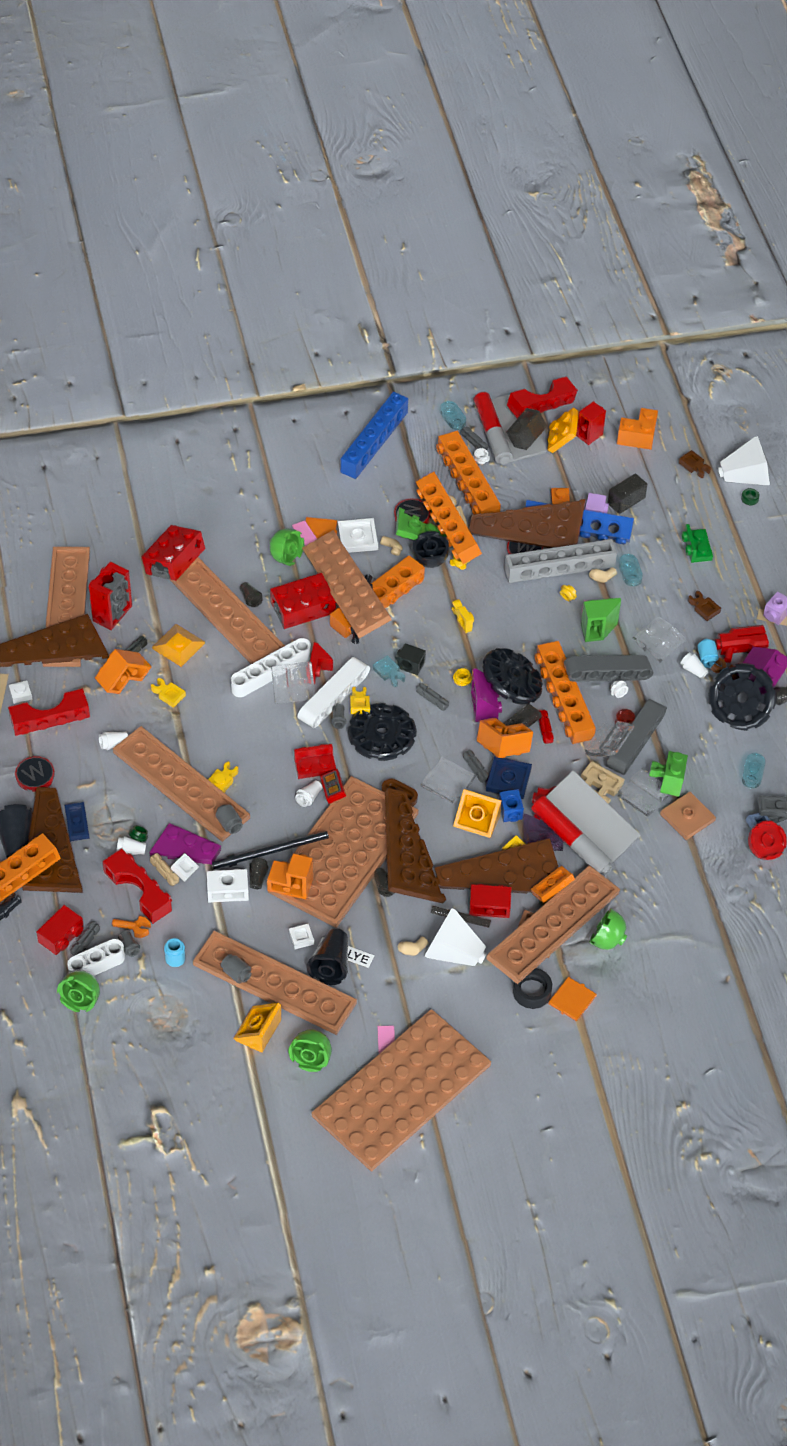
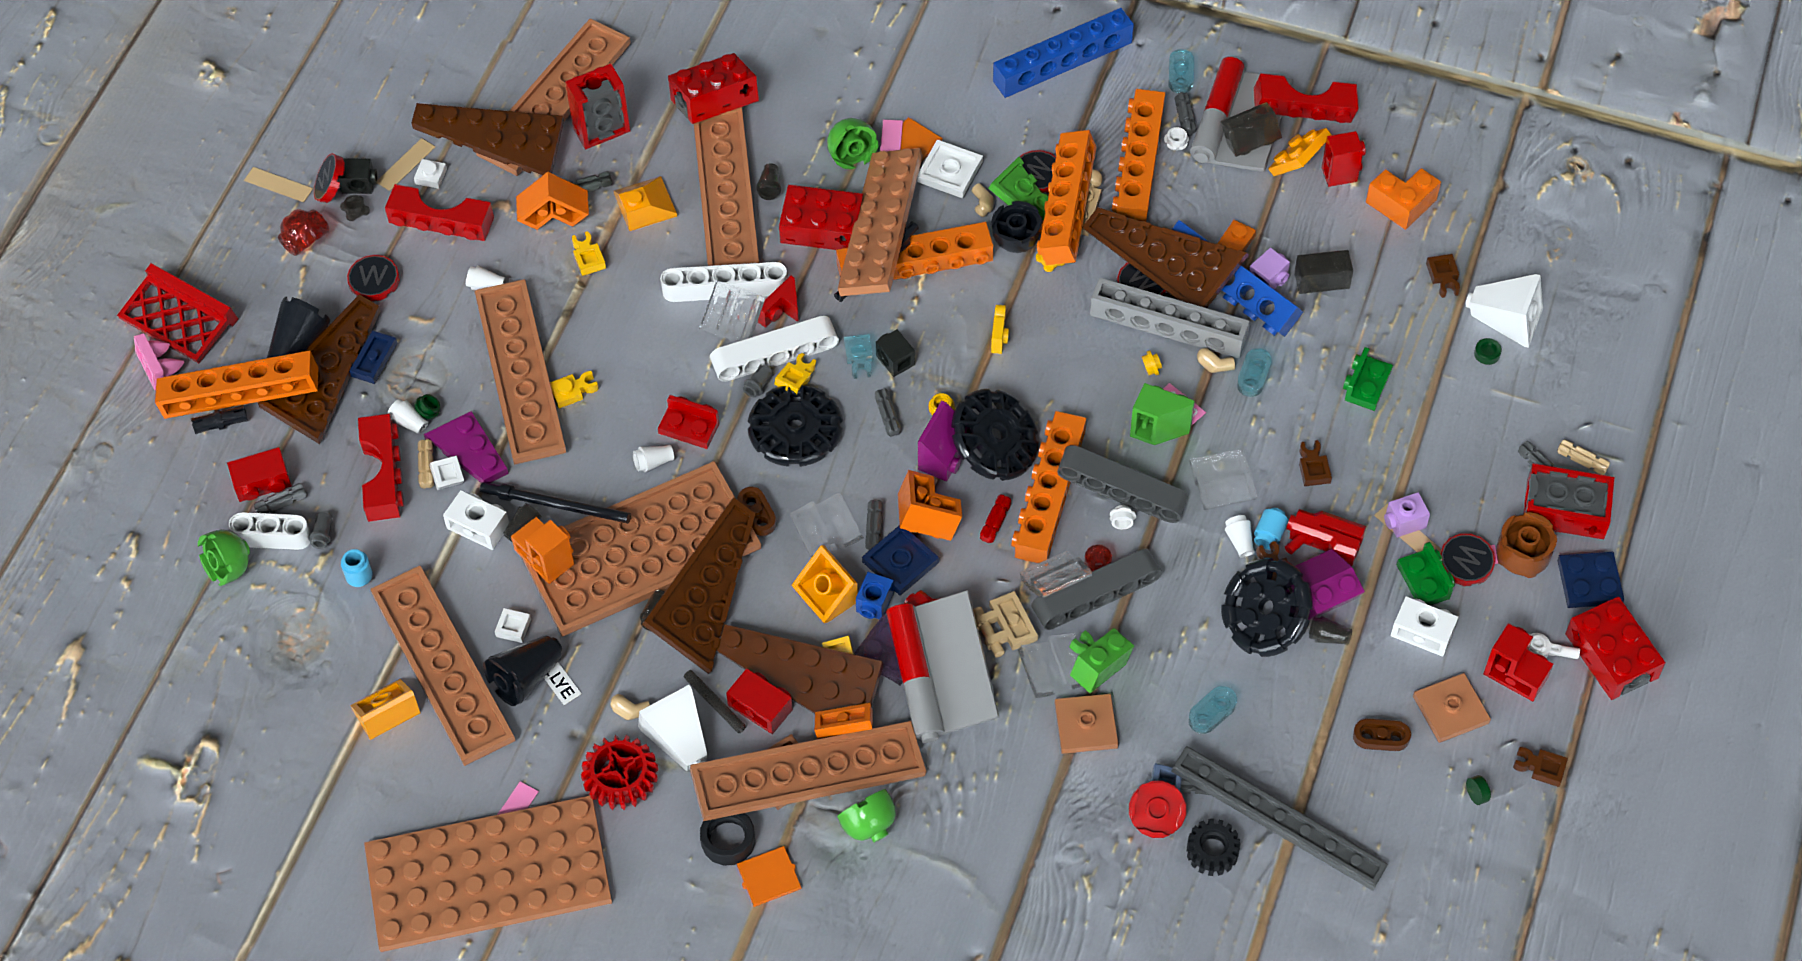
camera: 35 degrees right, 5 degrees up
(135, 926) = (343, 512): orange bar -> none
(229, 819) = (531, 440): dark grey brick -> none
(236, 968) = (403, 624): dark grey brick -> none
(310, 1050) = (416, 765): bright green cylinder -> none
(333, 786) = (683, 462): tile -> none
(435, 979) = (601, 783): none -> red gear
(527, 715) = (974, 494): clear smoke plate -> none

